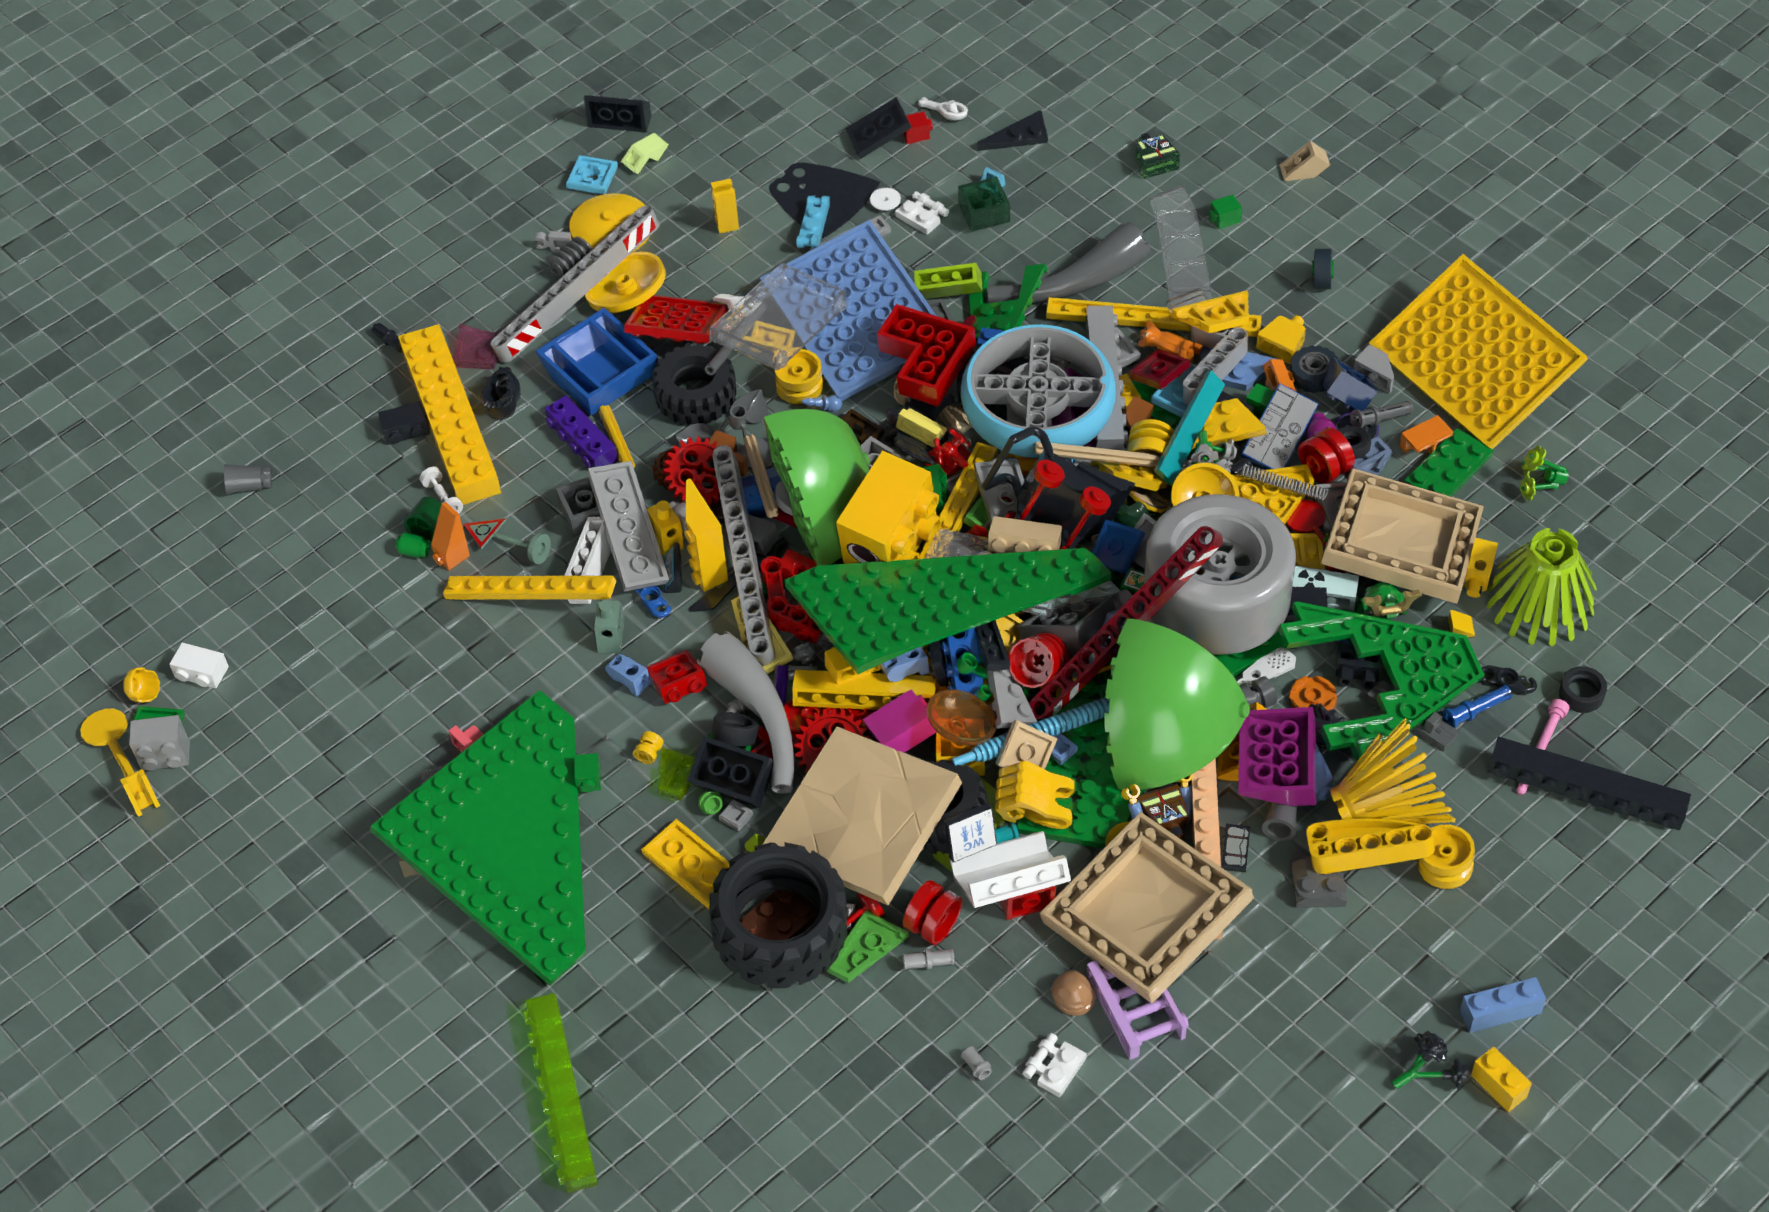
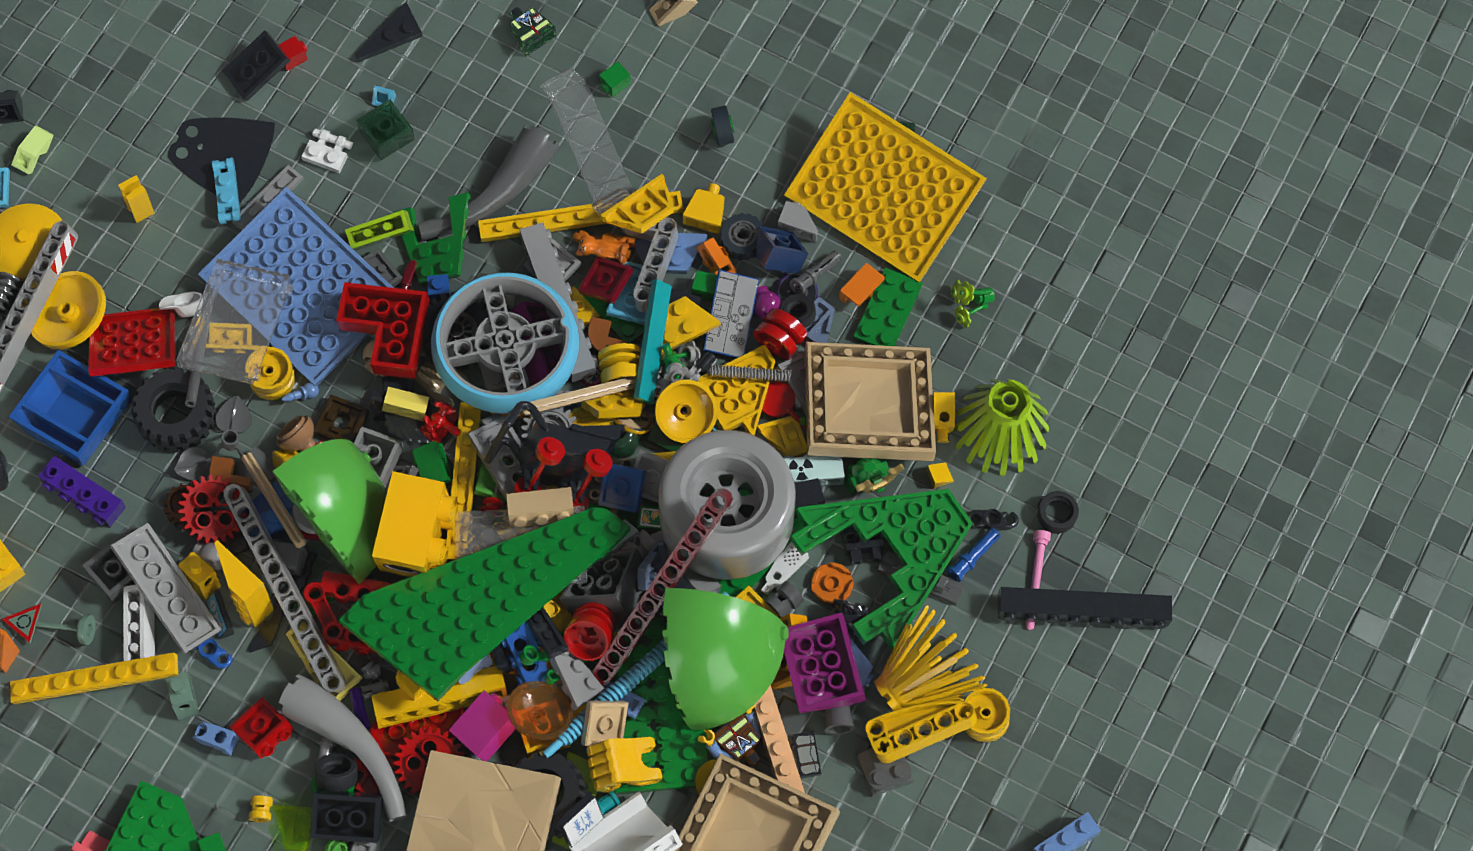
camera: 25 degrees left, 15 degrees up
(615, 434) = (117, 485): yellow axle -> none
(885, 199) = (287, 144): white piece -> none
(950, 110) = (316, 22): white piece -> none

